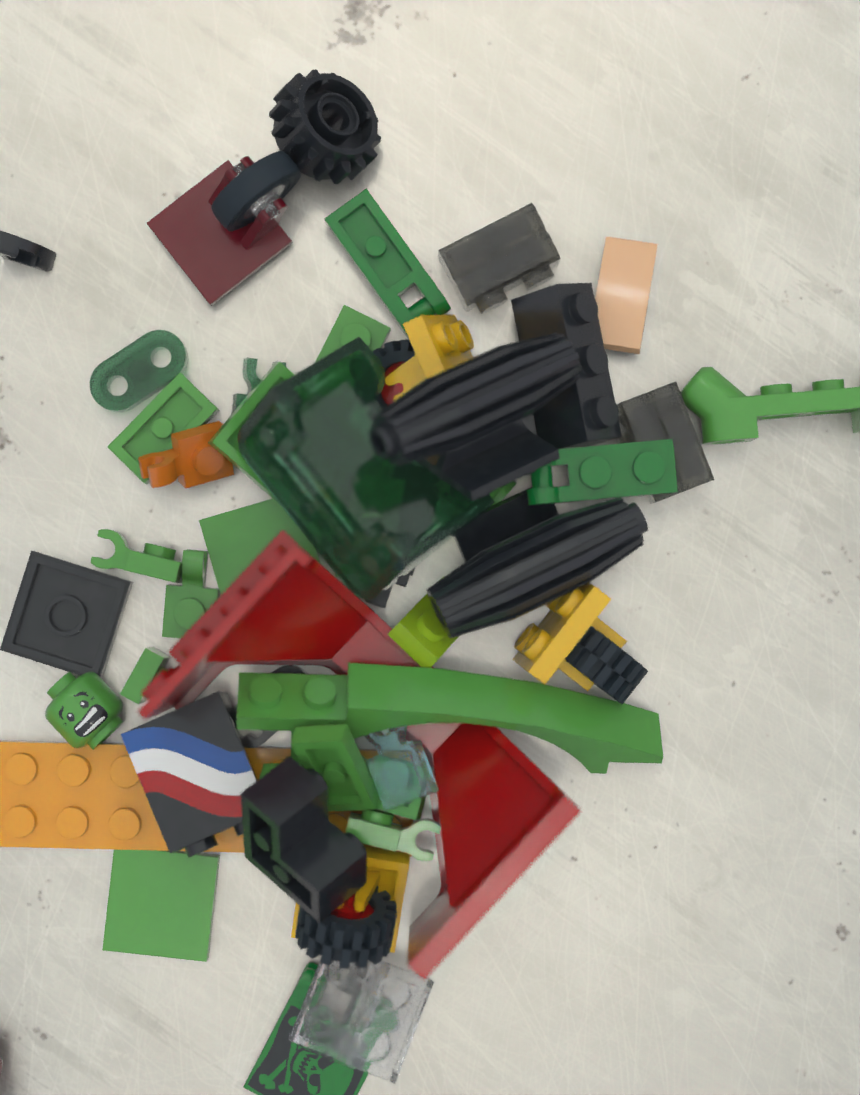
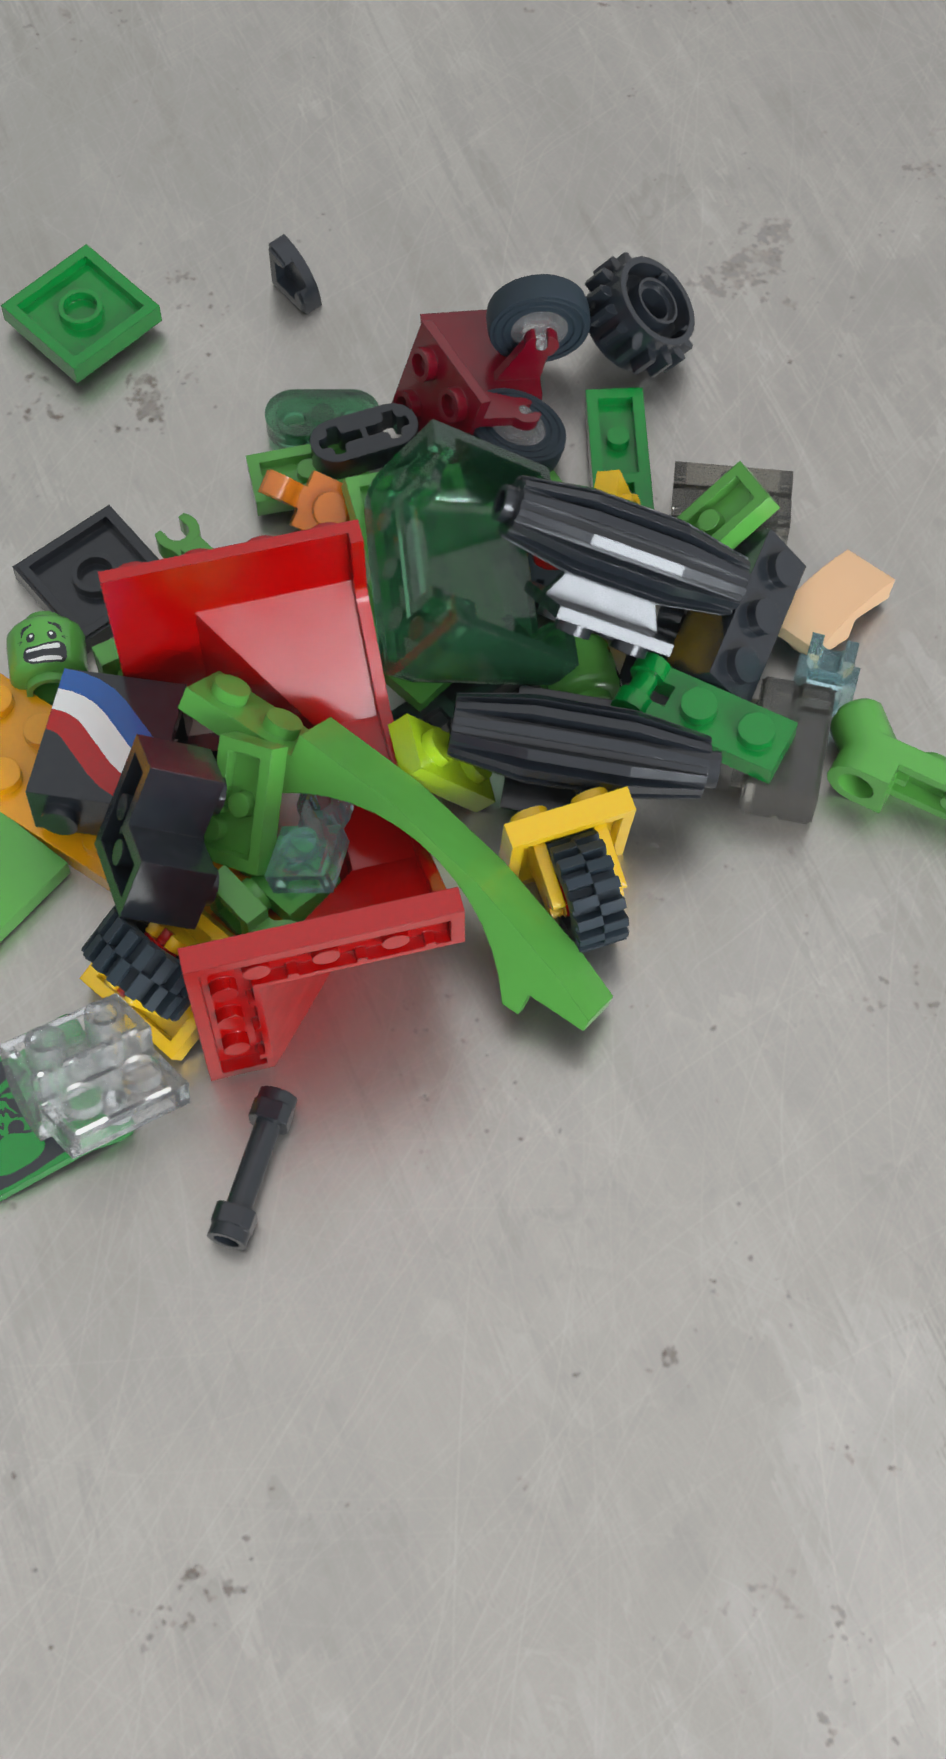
camera: 35 degrees right, 25 degrees down
(182, 373) = (363, 440): none -> black beam
(291, 302) = (443, 389): none -> dark red plate
(510, 297) = (731, 507): none -> bright green plate
(510, 1029) = (234, 1219): none -> black bar
(658, 368) = (830, 669): none -> clear light blue plate

